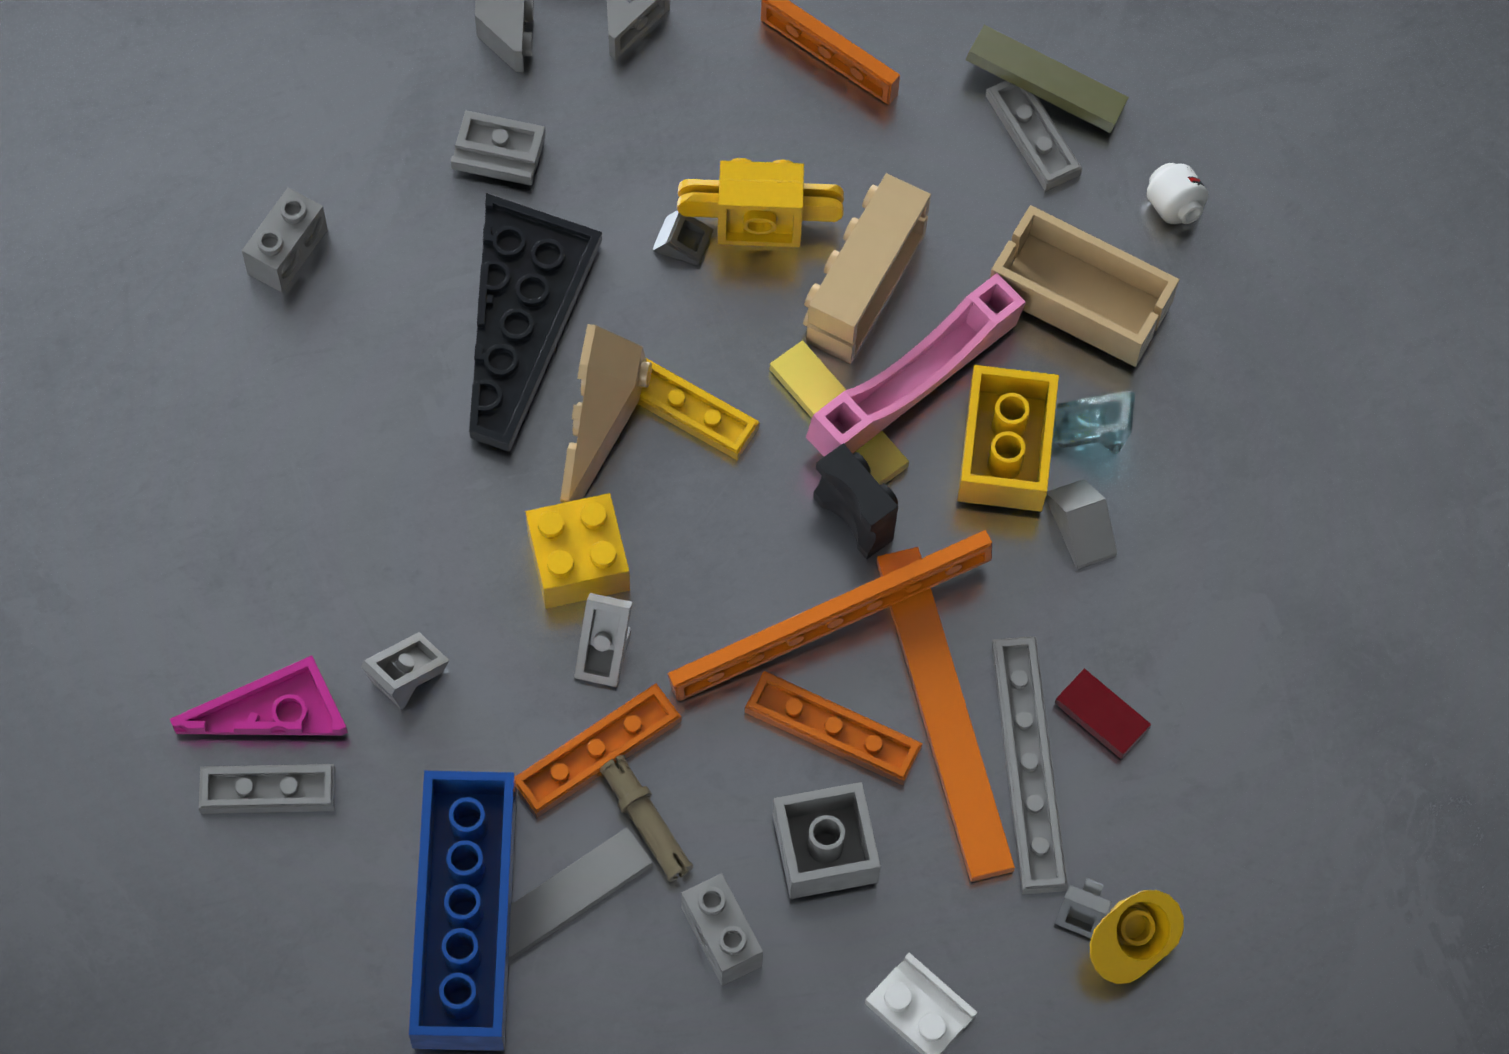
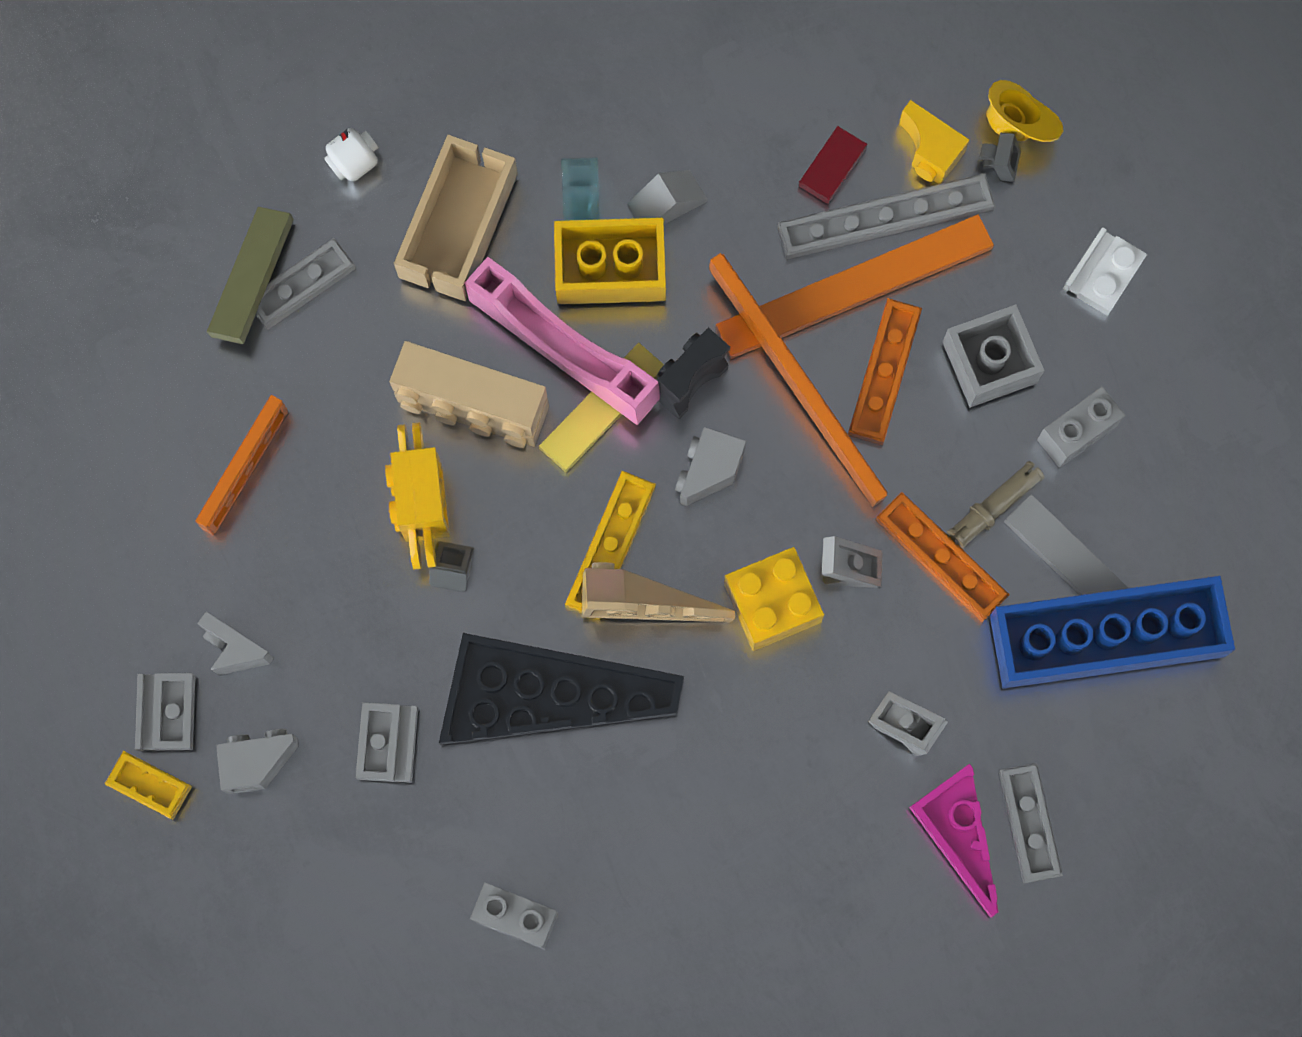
camera: 95 degrees left, 10 degrees up
(747, 513) = (713, 465): none -> light grey slope
(1107, 829) = (935, 143): none -> yellow arch

